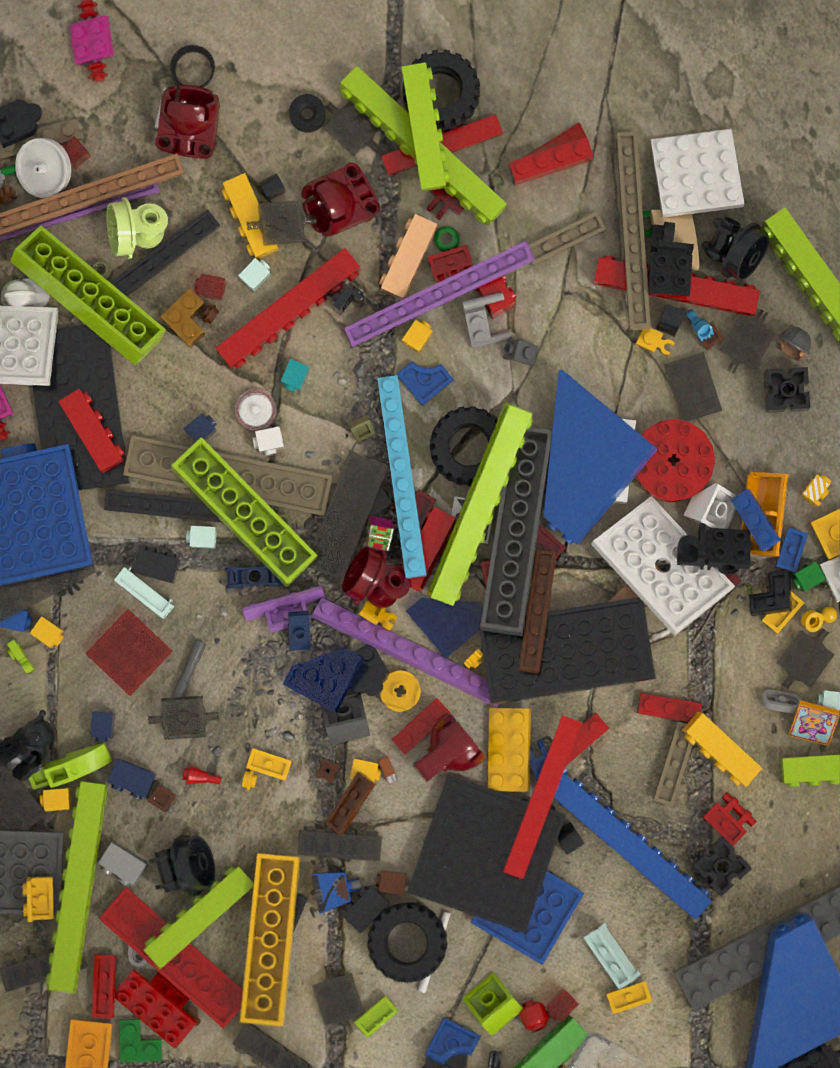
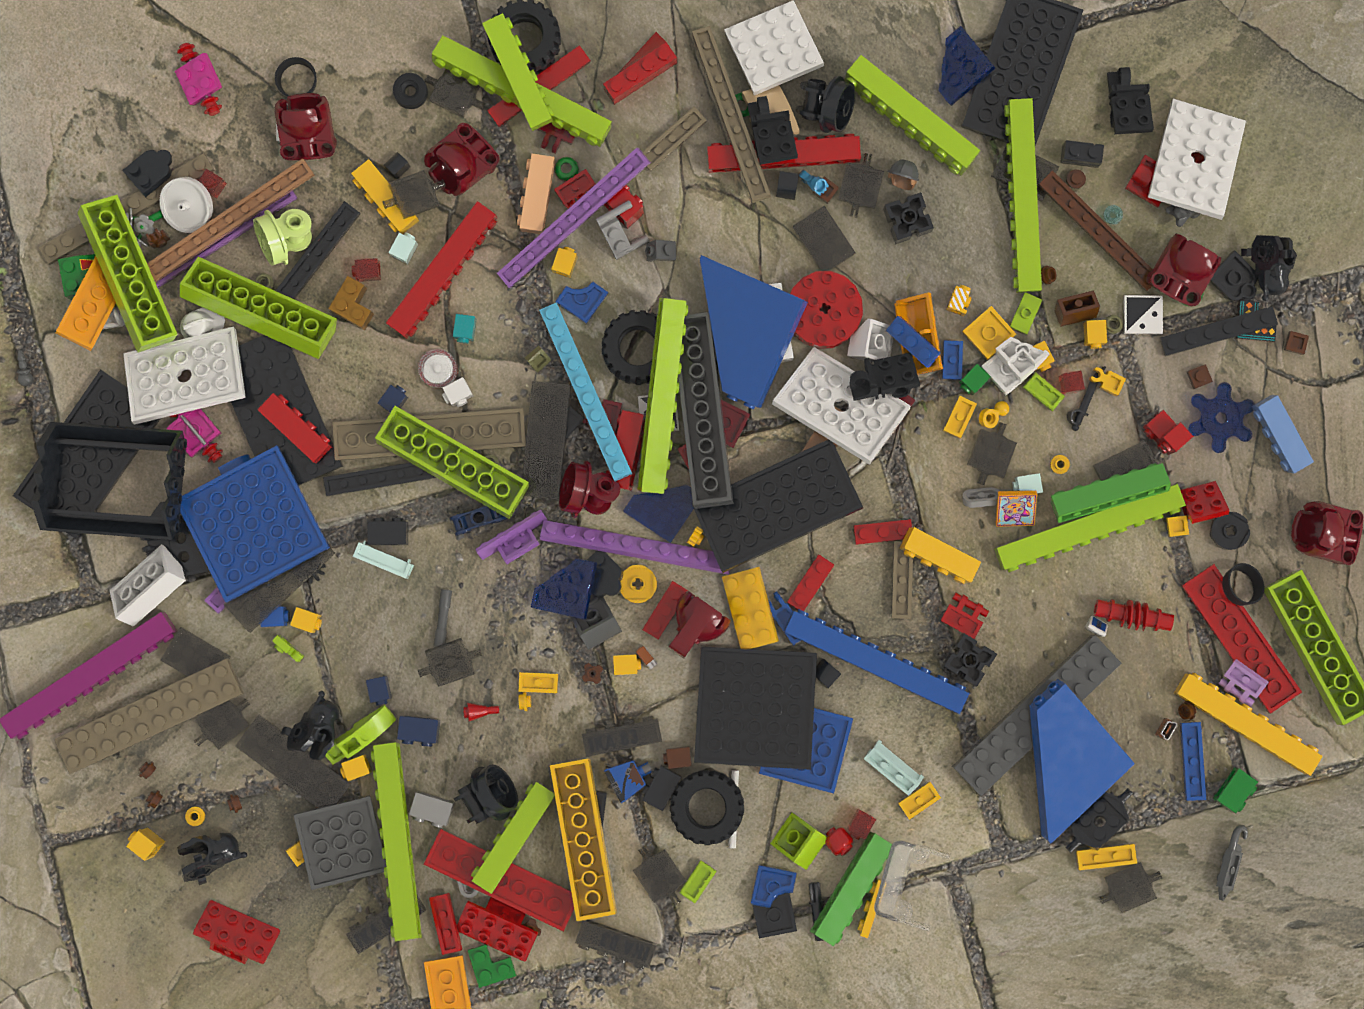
camera: 15 degrees left, 0 degrees up
(39, 898) = (364, 861): yellow bracket -> none
(129, 652) = (384, 617): clear red plate -> none
(162, 798) = (450, 740): reddish brown plate -> none
(202, 537) = (421, 495): light aqua brick -> none
(209, 314) = (372, 294): reddish brown plate -> none
(299, 630) = (531, 555): dark blue plate -> none
(344, 298) = (490, 246): black bracket -> none
(350, 803) = (620, 697): reddish brown plate -> none
(377, 615) = (597, 521): yellow plate -> none
(379, 533) = (579, 447): piece -> none
(537, 611) = (741, 477): reddish brown tile -> none
(542, 797) = (791, 642): red tile -> none
(651, 339) = (774, 208): yellow plate -> none
(778, 597) = (951, 408): black tile -> none

